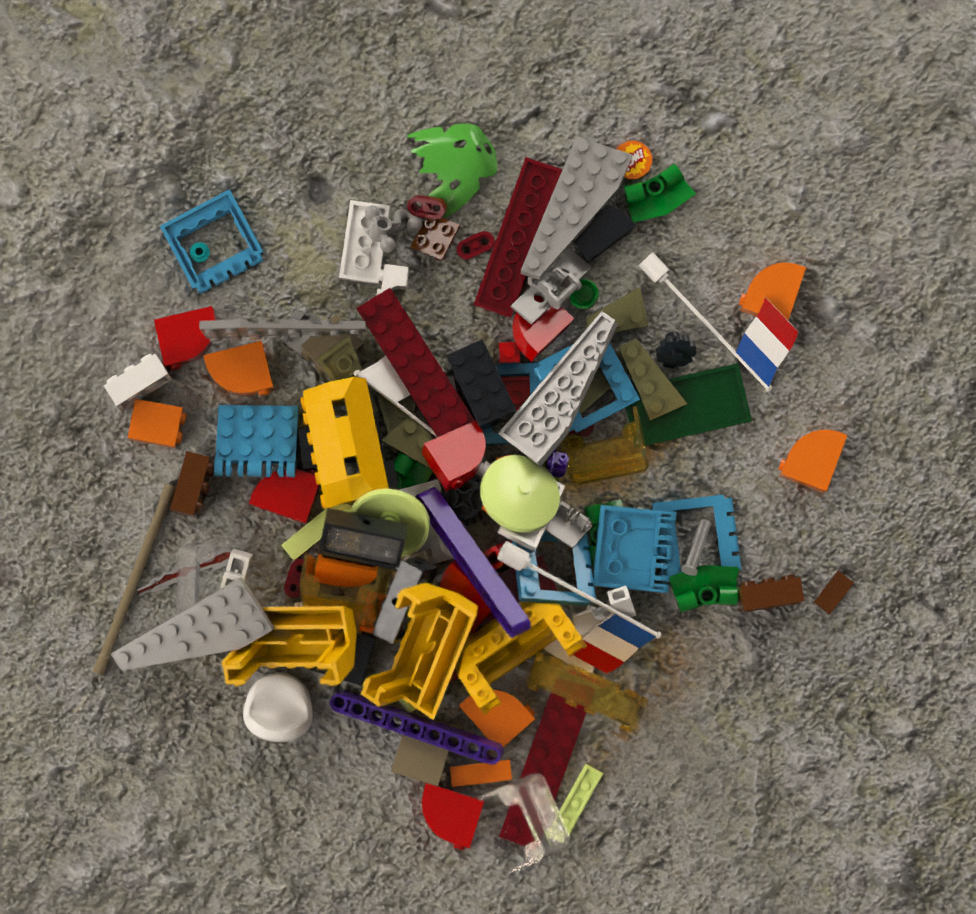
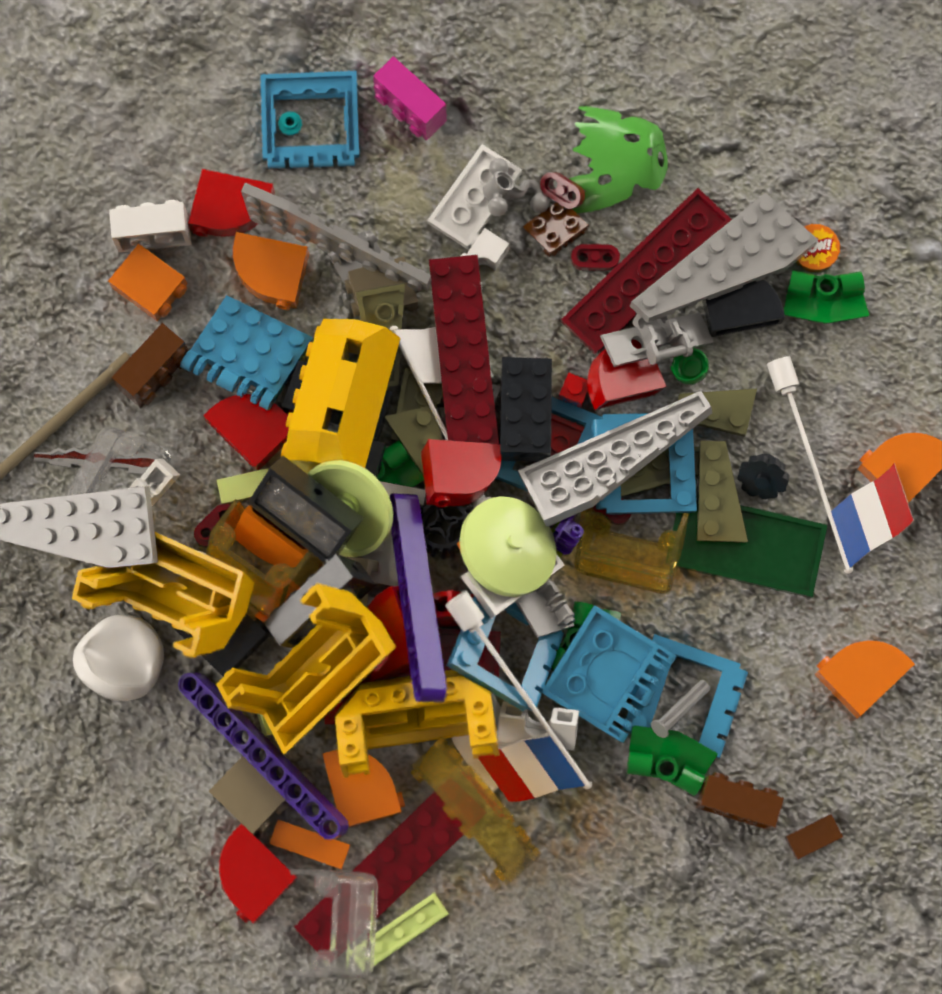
camera: 25 degrees right, 5 degrees down
(280, 192) = (409, 99): none -> dark pink brick

